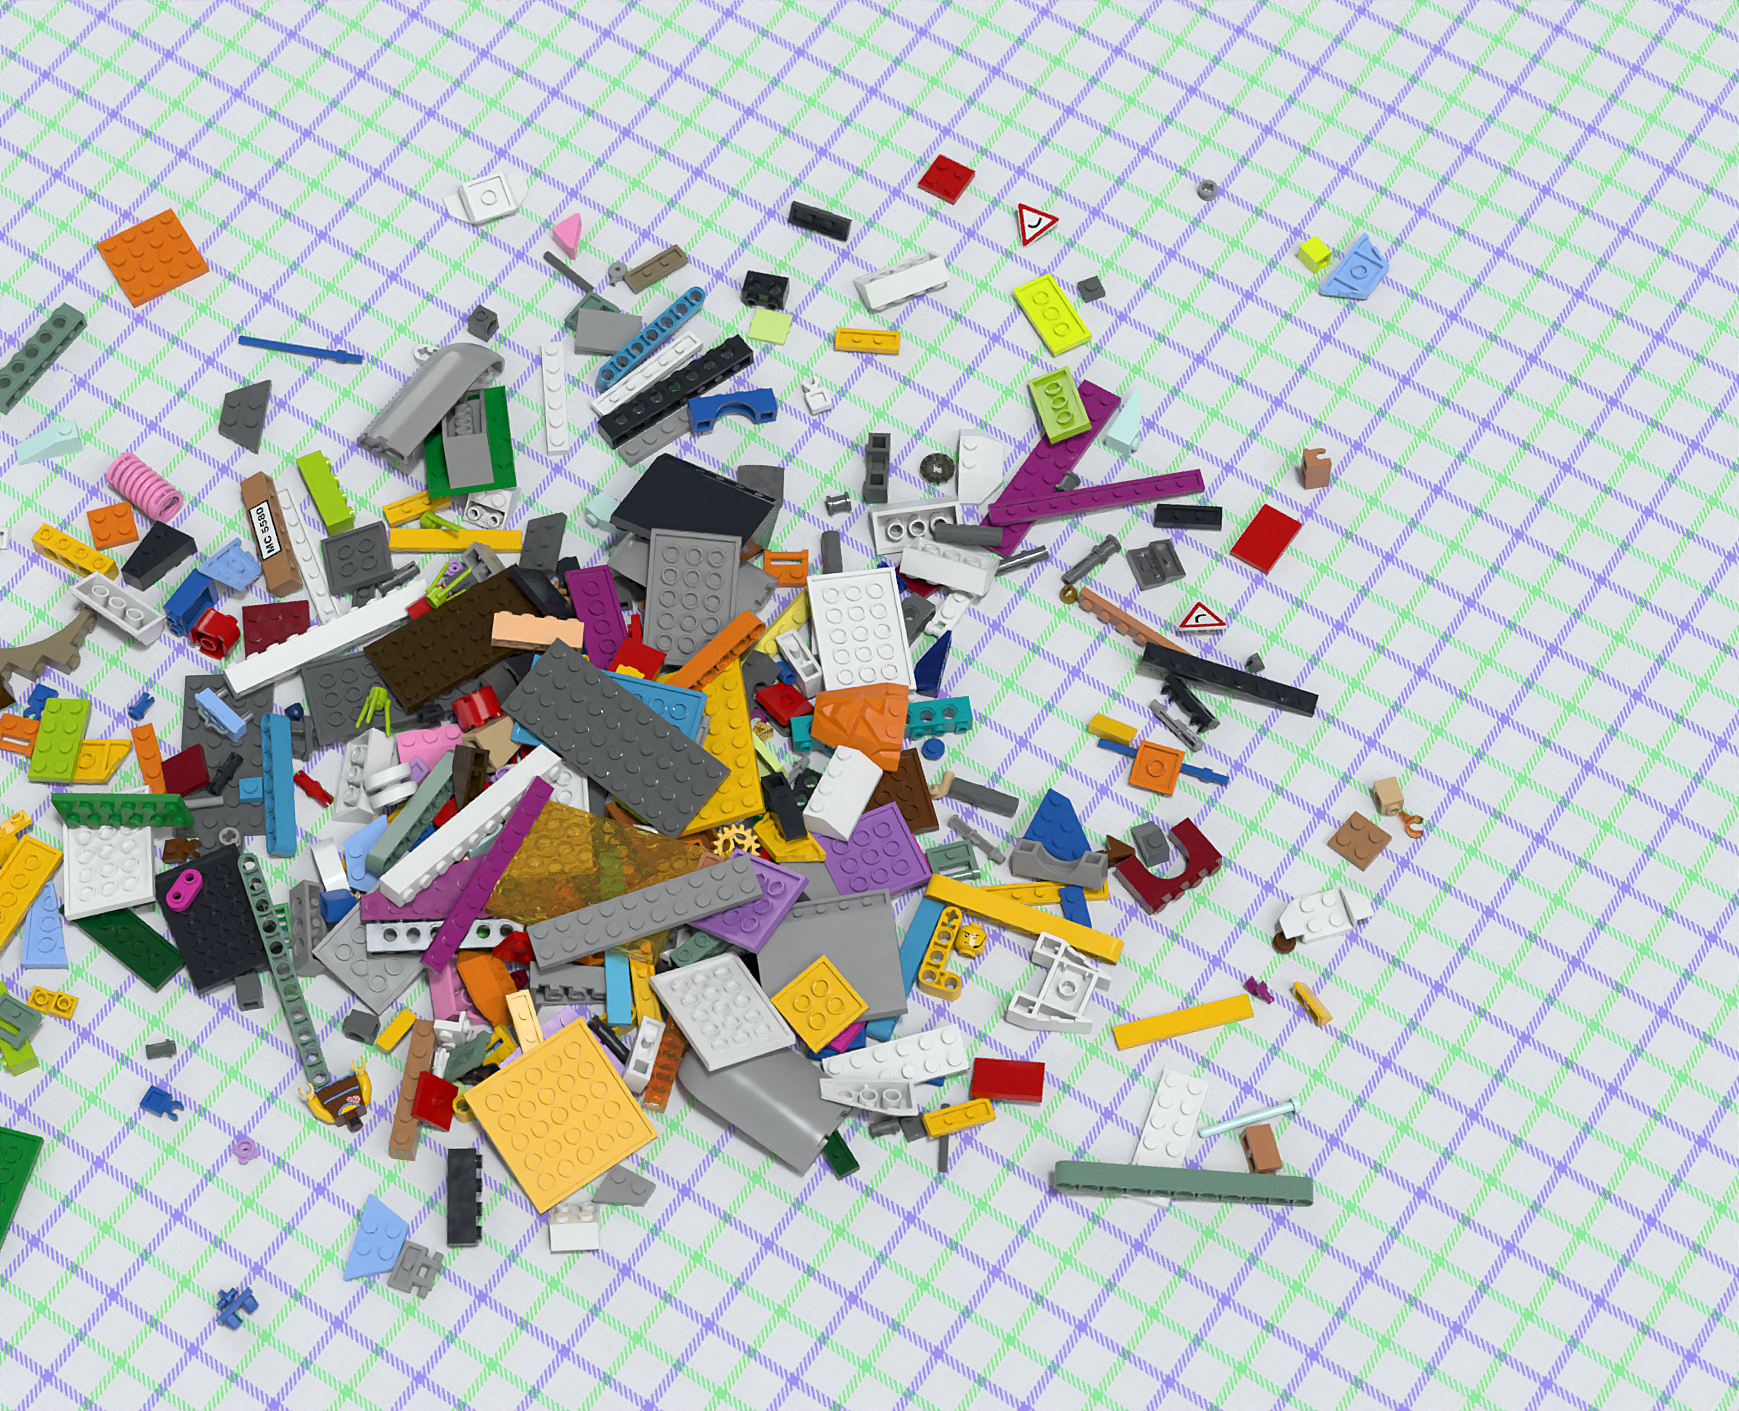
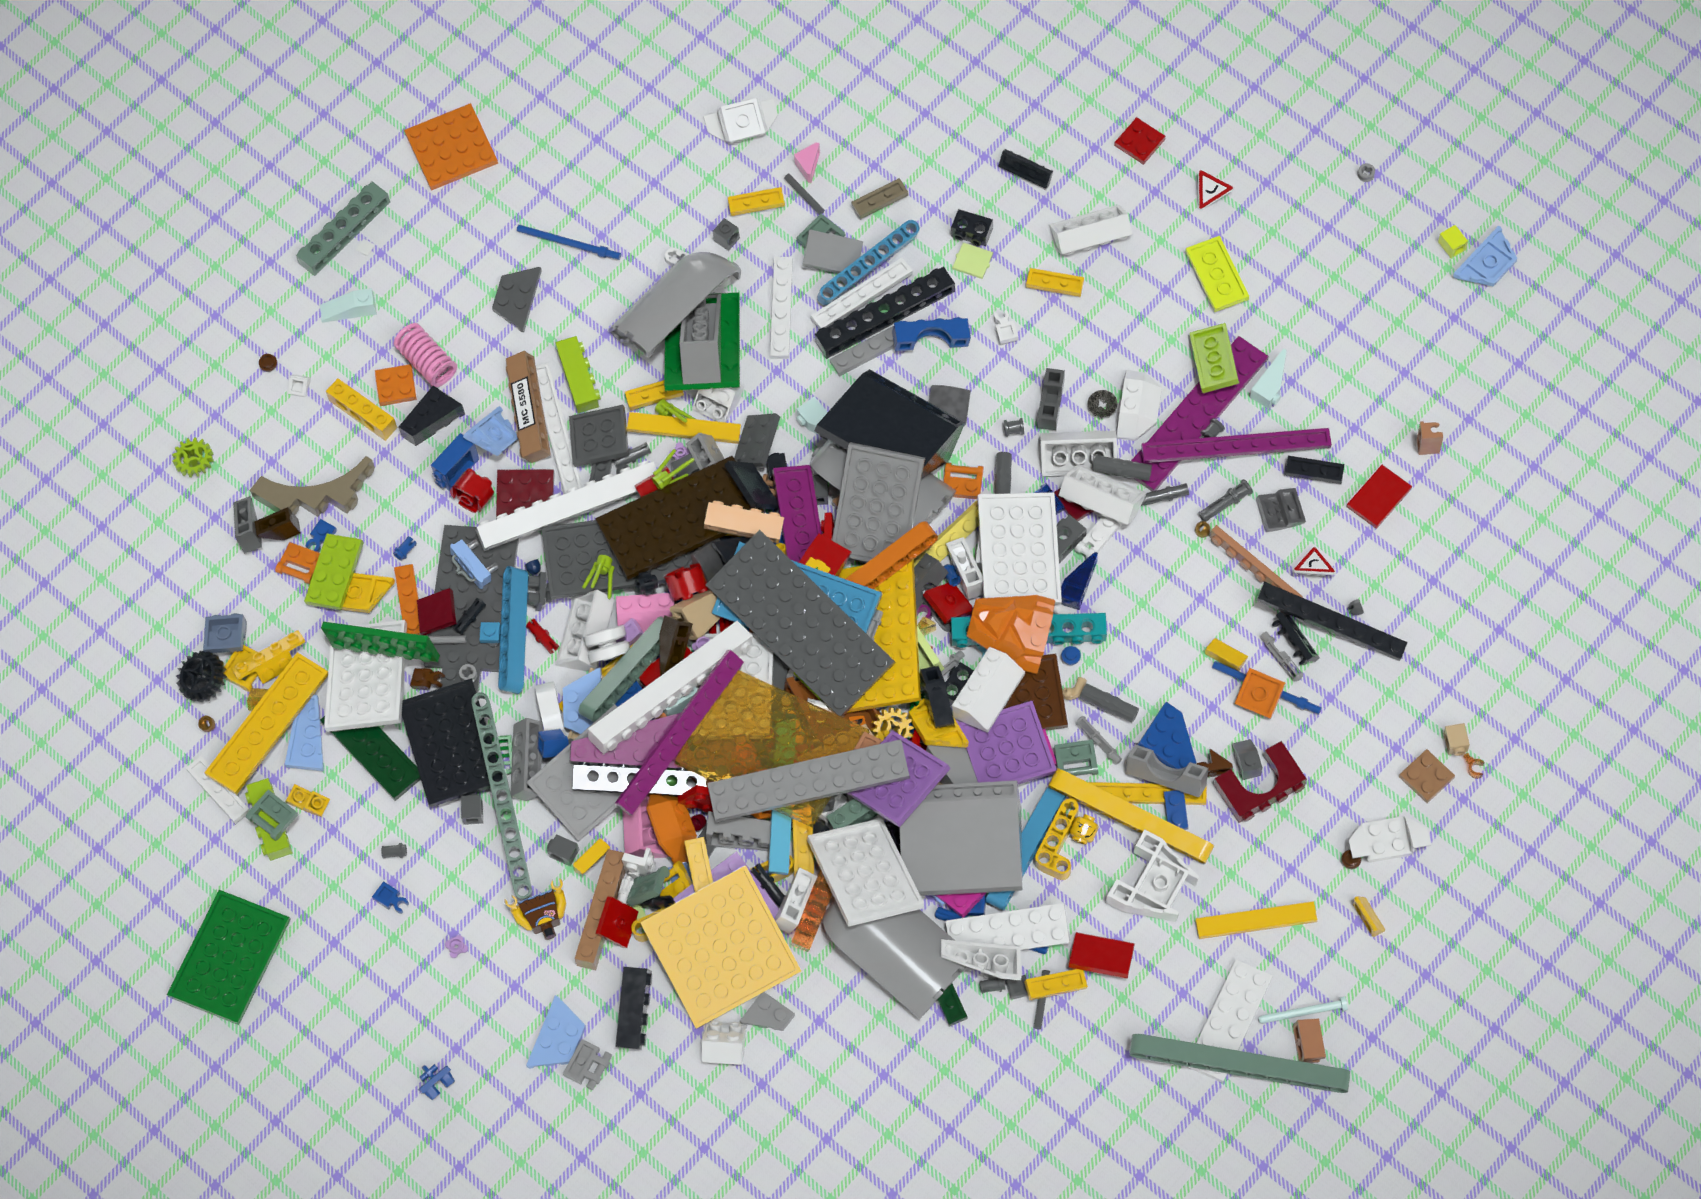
camera: 10 degrees right, 5 degrees up
(119, 607) = (394, 460): white slope -> none
(186, 889) = (426, 715): dark pink plate -> none
(513, 284) = (756, 201): none -> yellow plate
(616, 272) = (845, 198): light grey piece -> none
(819, 1004) = (948, 875): yellow plate -> none
(1091, 289) = (1254, 253): dark grey plate -> none
(1258, 990) = (1325, 900): magenta piece -> none

